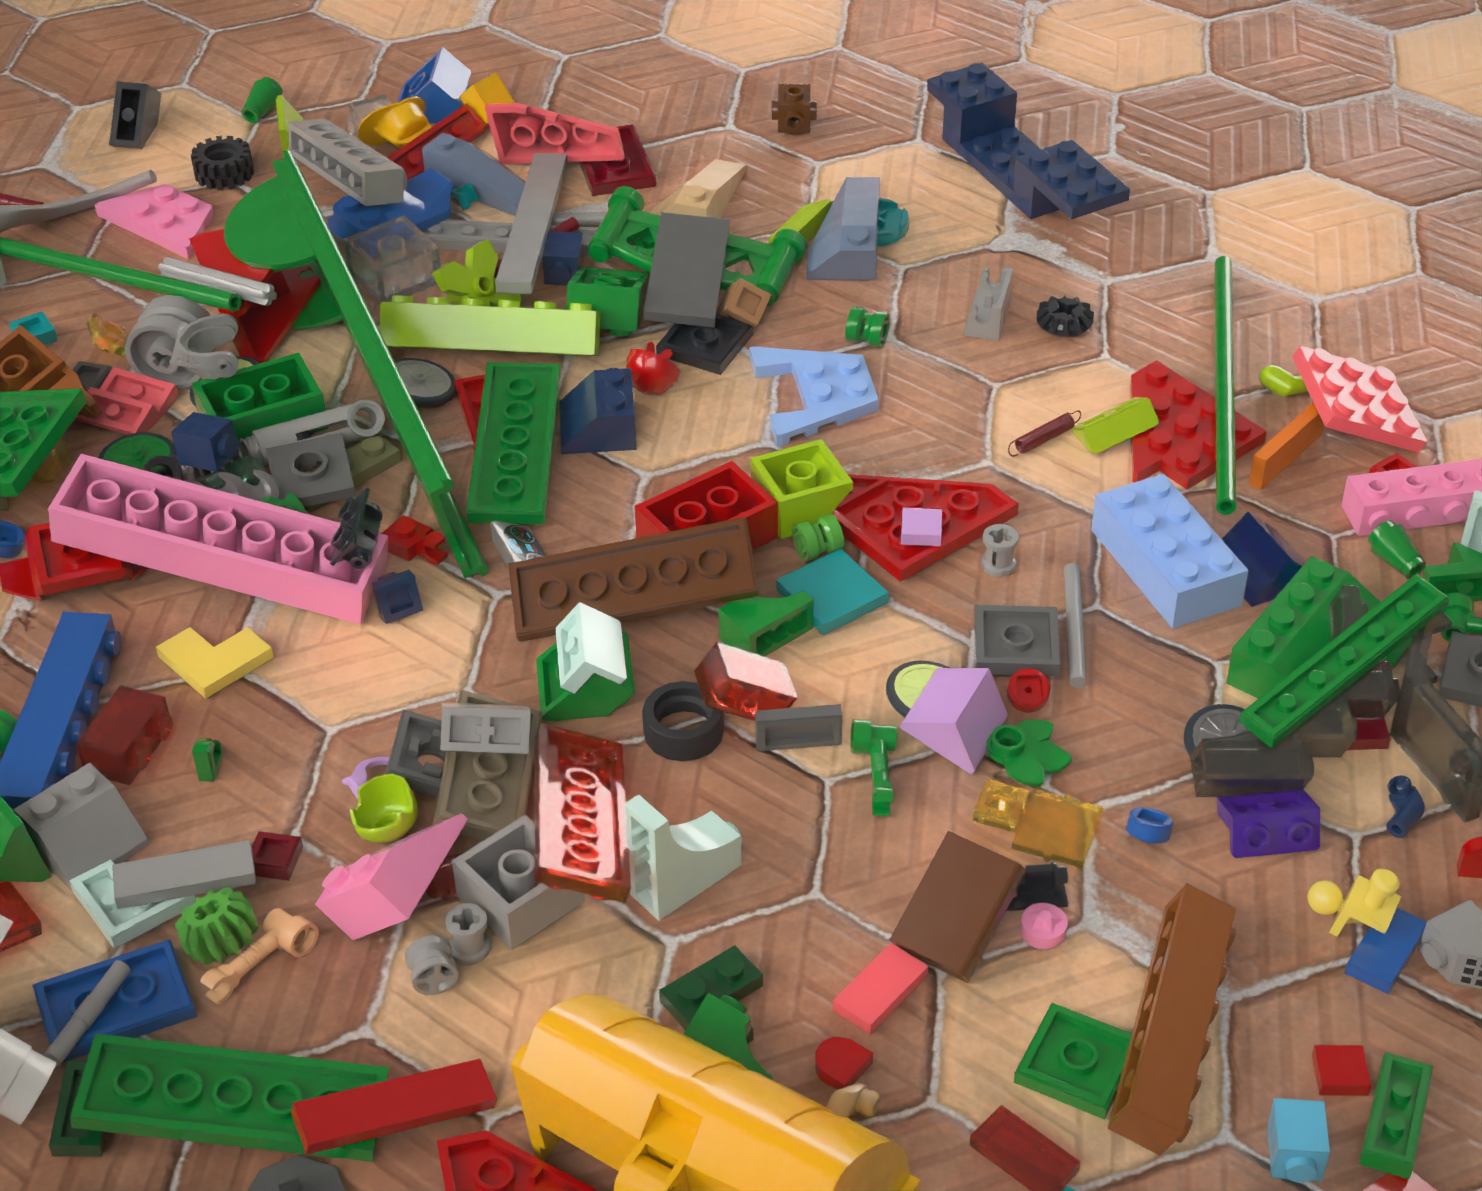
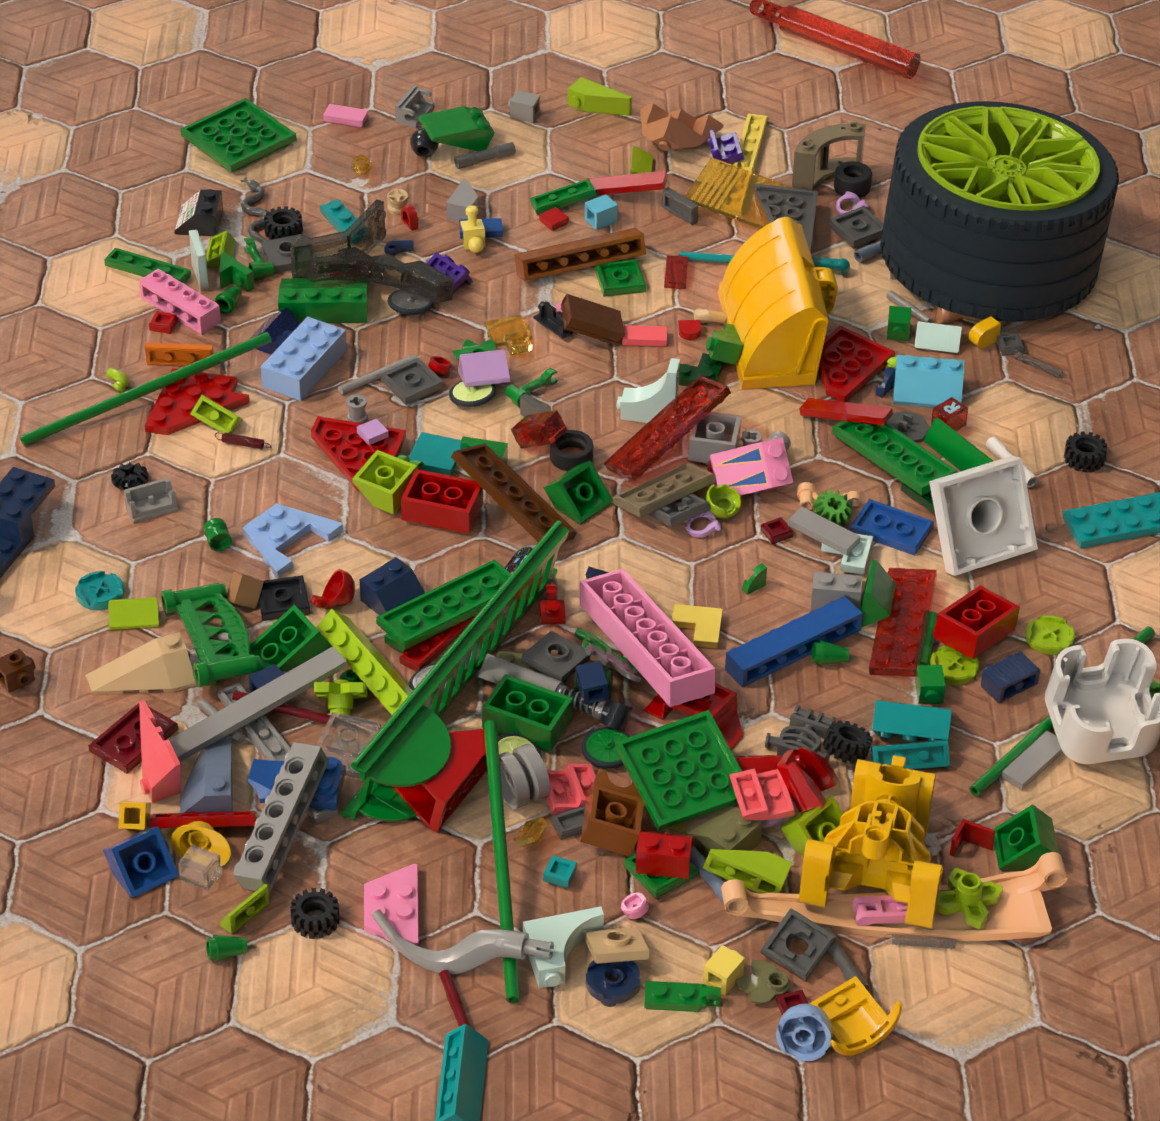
camera: 130 degrees left, 0 degrees up
(87, 1012) = (907, 518): light grey piece -> none
(126, 734) = (775, 609): clear red brick -> none
(134, 114) = (306, 995): black slope -> none
(205, 336) = (538, 737): light grey helmet -> none
(247, 288) = (478, 748): light grey axle -> none
(357, 531) = (597, 578): black hinge -> none
(465, 195) = (240, 781): teal hand -> none
(485, 728) = (653, 484): light grey hinge -> none
(589, 645) = (580, 474): light aqua panel -> none
(687, 270) = (239, 614): dark grey tile -> none
(849, 234) = (134, 576): sand blue wedge -> none
(1149, 825) = (484, 302): blue tile -> none
(1343, 661) = (357, 253): green tile -> none
(1359, 399) = (124, 339): coral plate -> none

